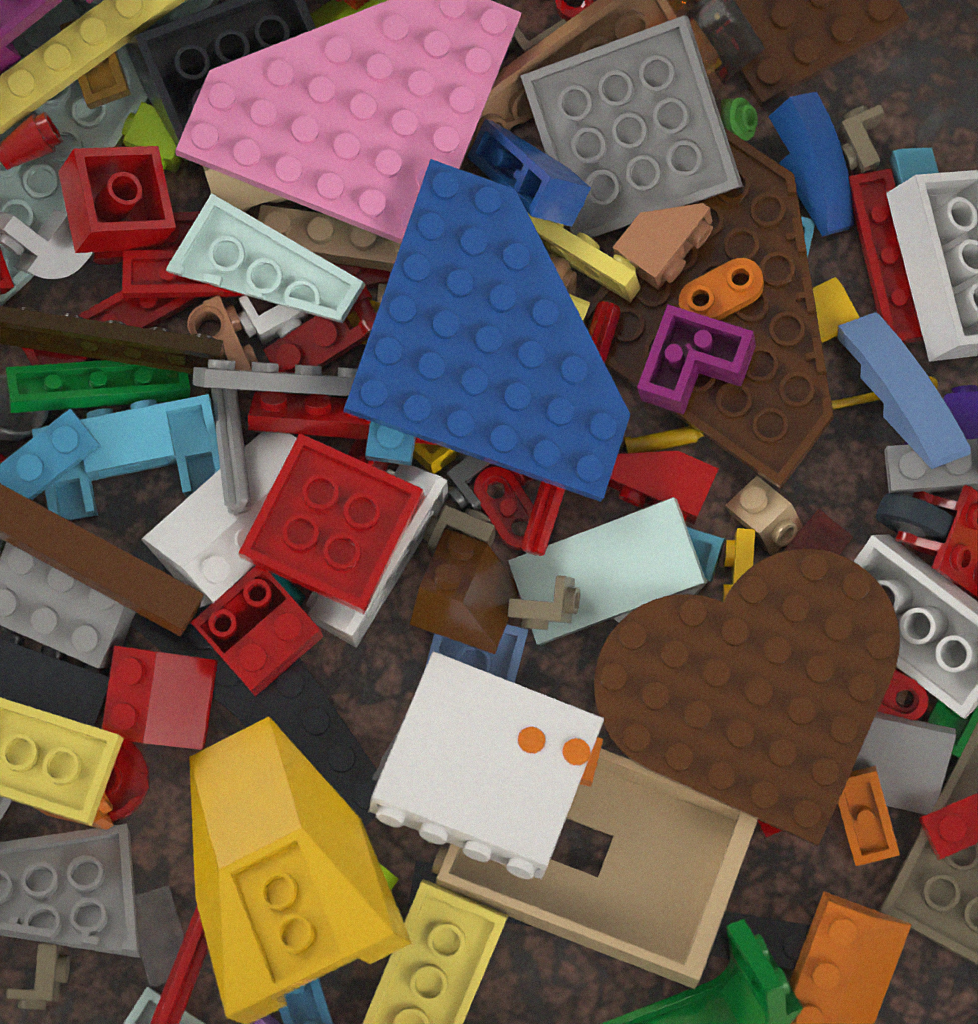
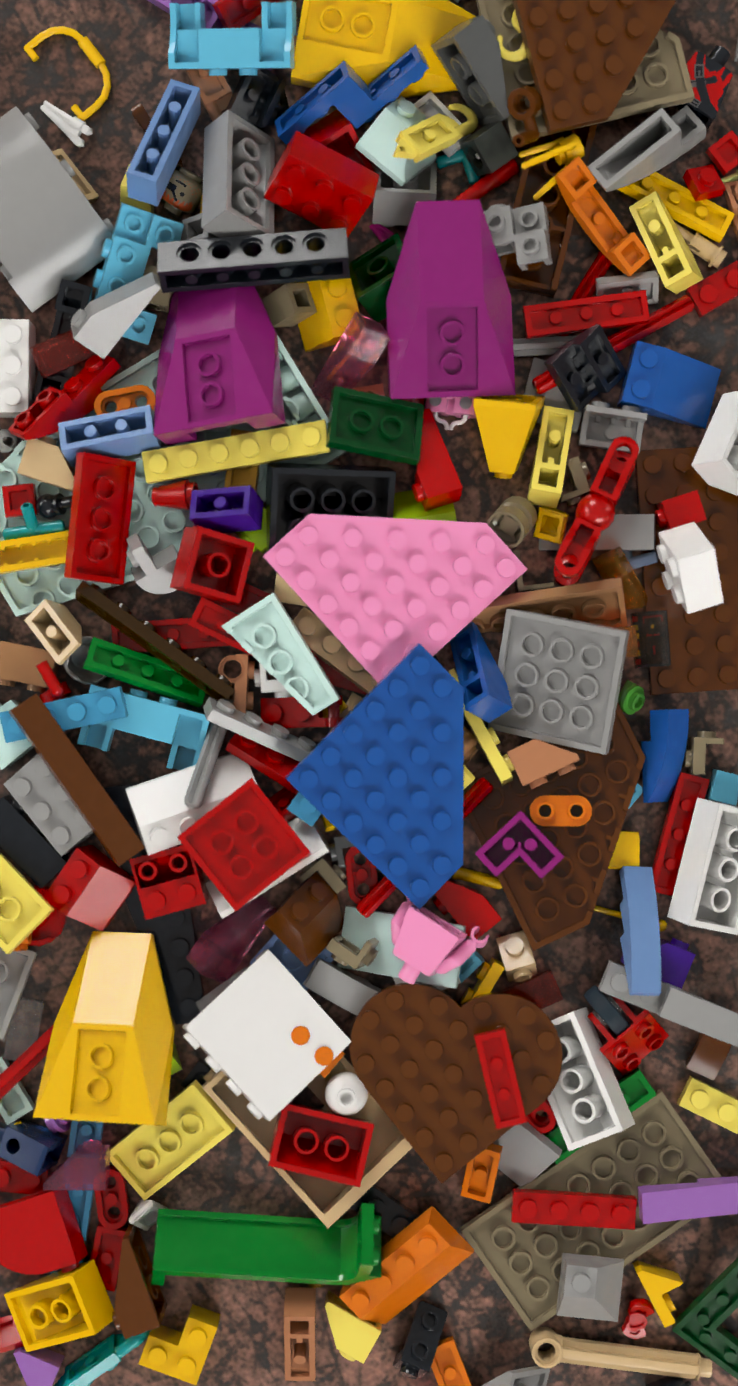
camera: 30 degrees right, 10 degrees up
(102, 117) = (227, 509): none -> dark purple brick
(376, 680) = (229, 940): none -> clear pink slope
(551, 663) = (340, 986): none -> light grey slope
(631, 871) = (321, 1144): none -> red slope
(632, 794) = (345, 1094): none -> white brick
(639, 537) = (429, 942): none -> bright pink torso
(821, 658) = (500, 1078): none -> red plate

